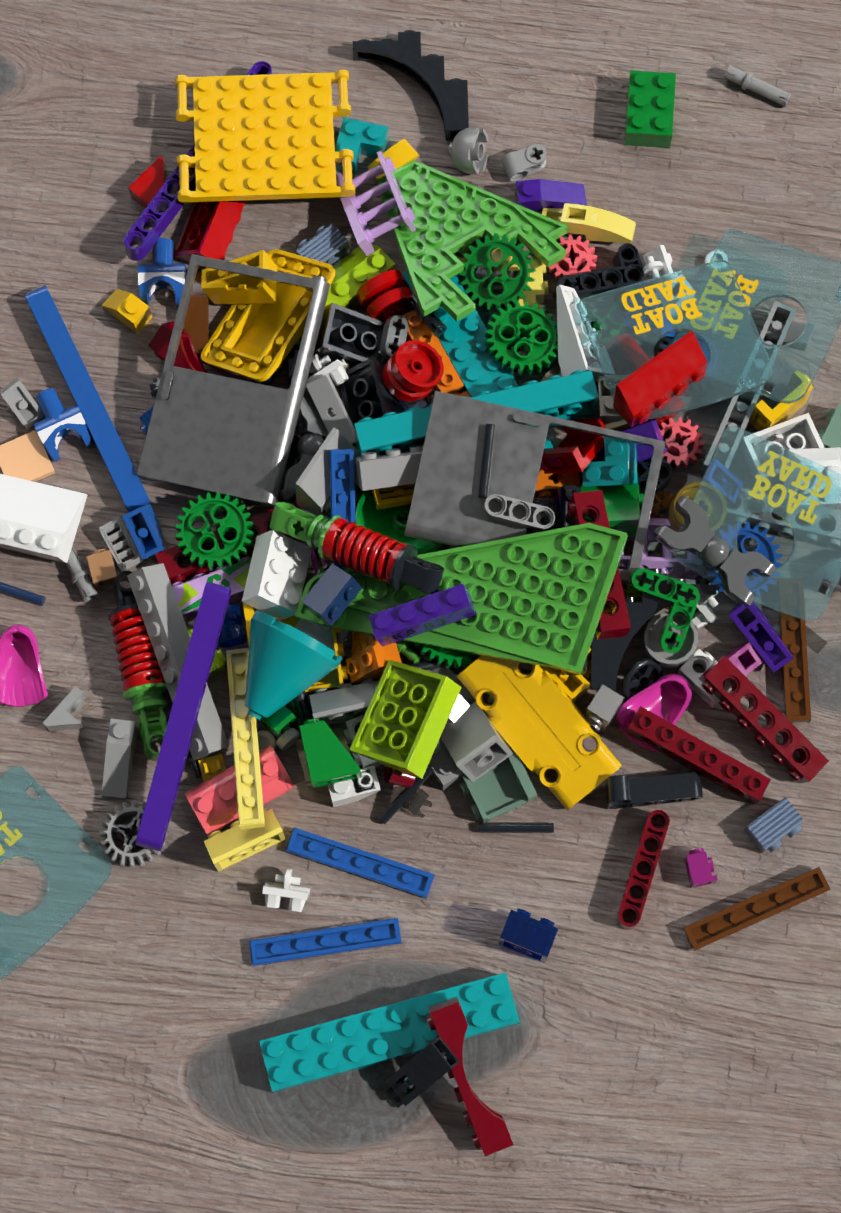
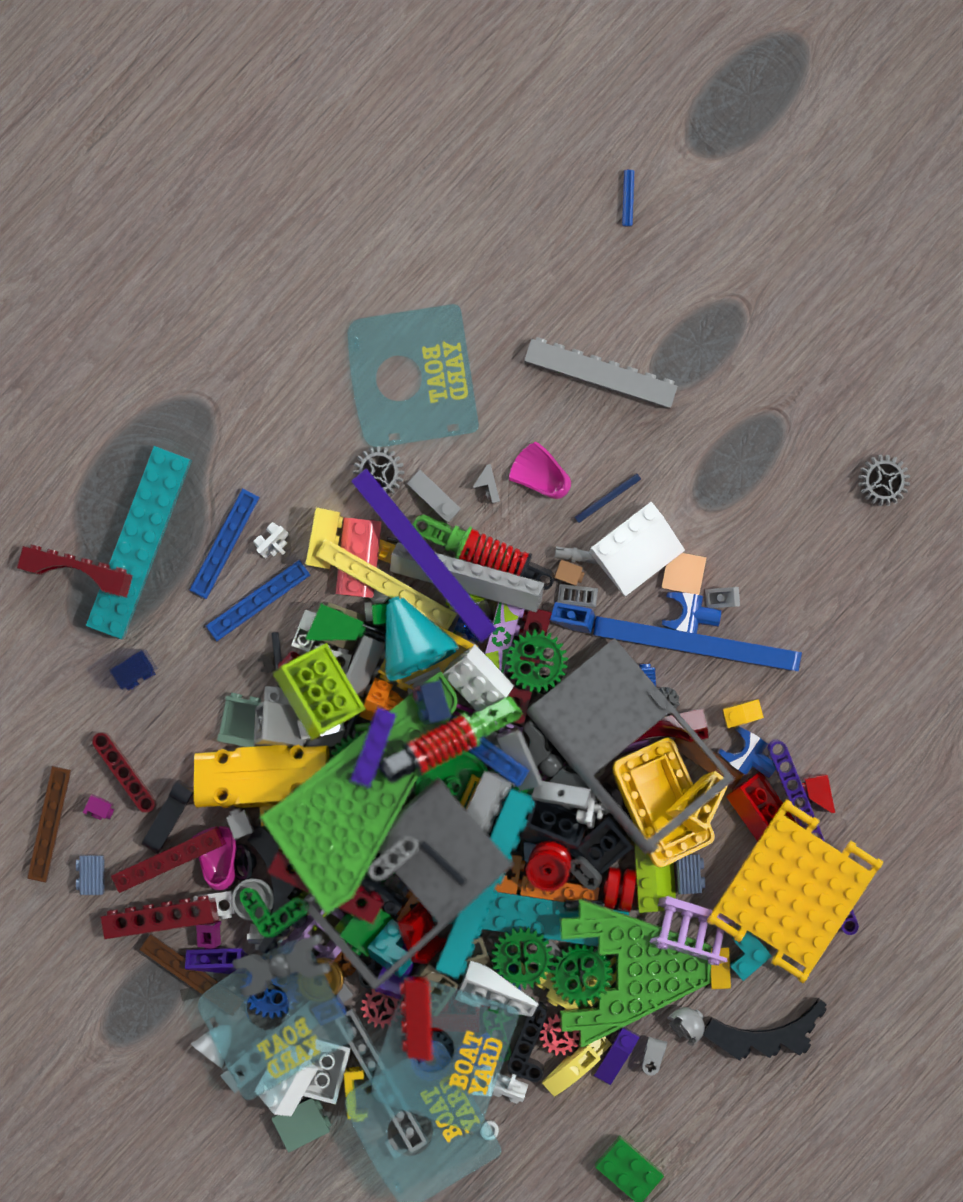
camera: 125 degrees right, 15 degrees up
(422, 1071) = (98, 544): black hinge -> none
(516, 827) = (208, 714): black bar -> none

